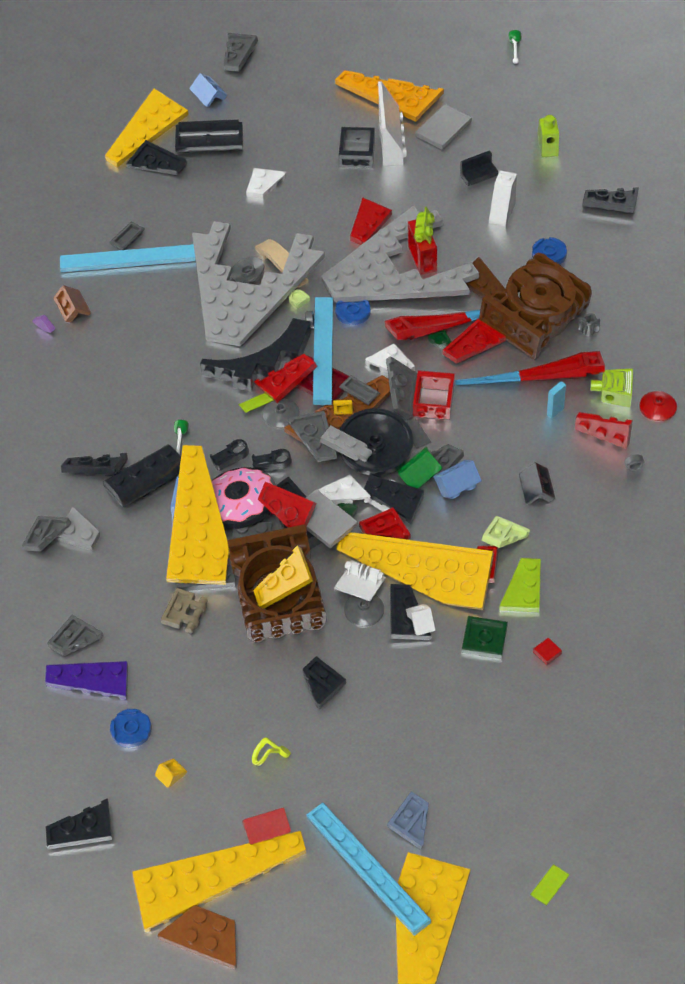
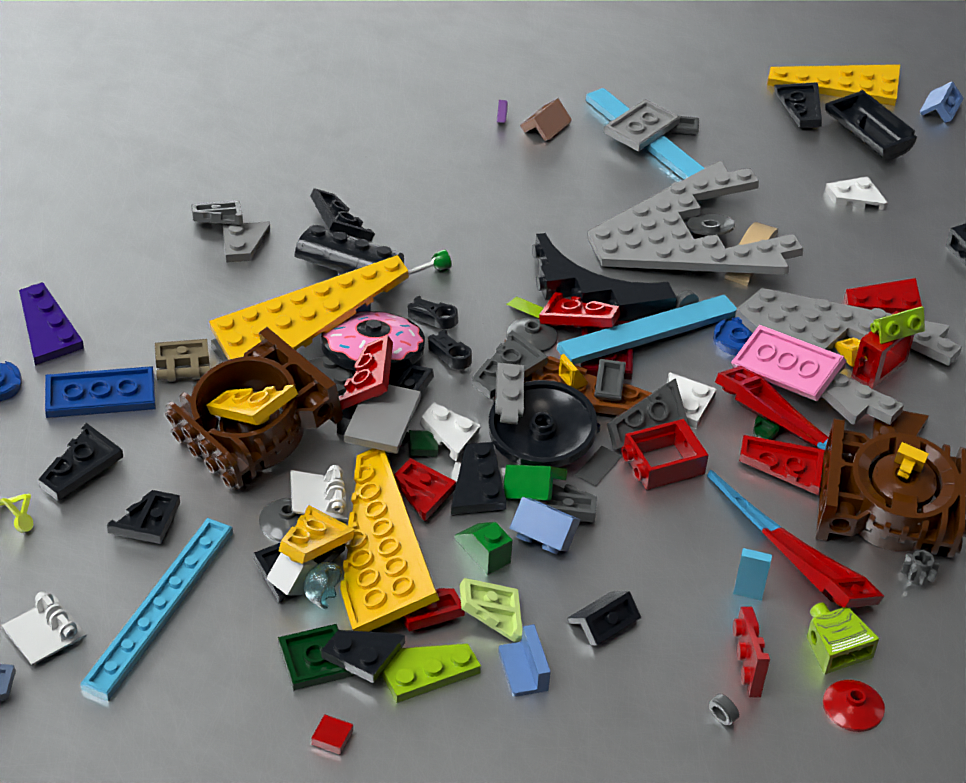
camera: 55 degrees right, 10 degrees down
(73, 636) = (93, 287): dark grey wing -> none
(120, 254) = (641, 125): none -> light grey tile
(182, 669) = (99, 392): none -> blue tile
(247, 701) = (82, 461): none -> black wing
(298, 298) = (712, 284): yellowish green tile -> none
(384, 769) = (43, 629): none -> white hinge
(399, 703) = (156, 610): none -> medium azure tile
(402, 296) = (789, 362): none -> bright pink tile
(403, 261) = (848, 349): none -> yellow slope
(407, 593) = (314, 536): none -> yellow wing
(440, 609) = (321, 583): none -> clear light blue hair
(450, 515) = (486, 545): none -> green slope
(501, 610) = (362, 651): none -> black wing
(539, 282) = (910, 459): none -> yellow tile
(550, 536) = (525, 664): none -> medium blue panel

